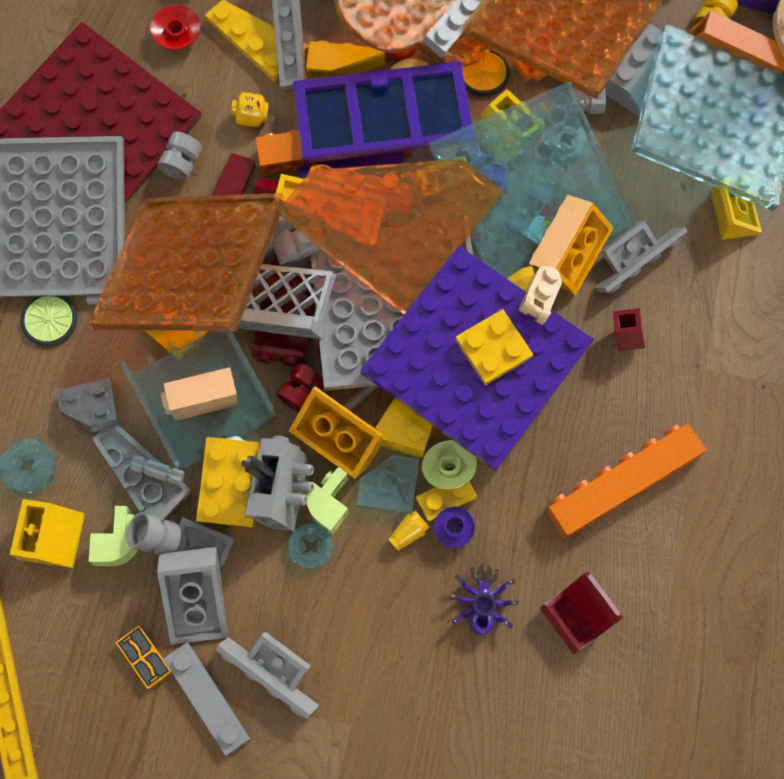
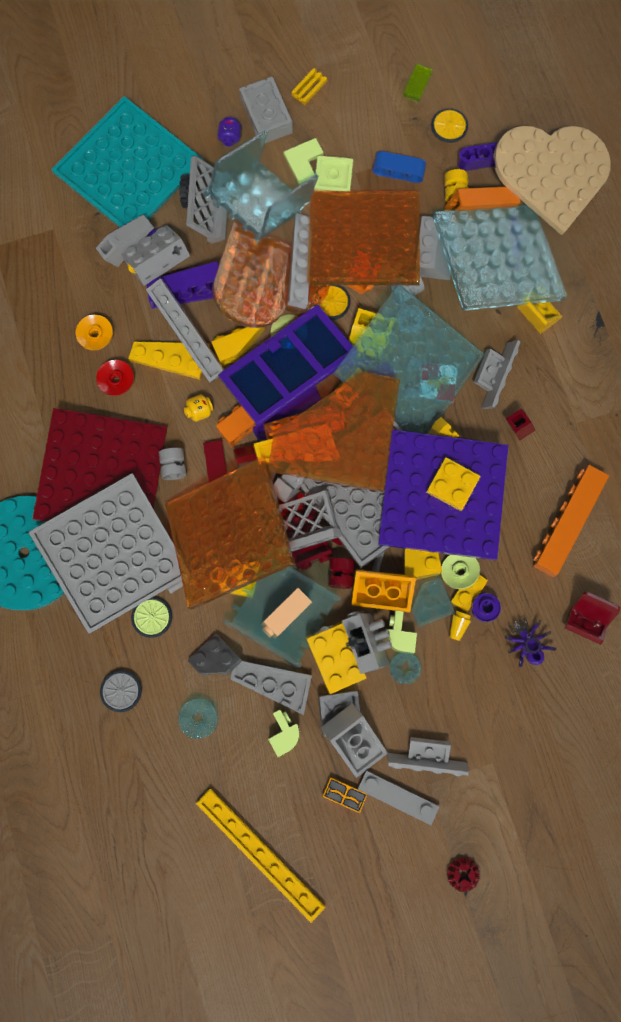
camera: 30 degrees left, 5 degrees up
(47, 534) = (240, 754): yellow slope -> none
(152, 534) = (308, 718): light grey wheel -> none
(157, 470) = (283, 676): light grey axle -> none
(541, 294) = (462, 434): tan plate -> none
(573, 242) = (455, 388): light orange slope -> none

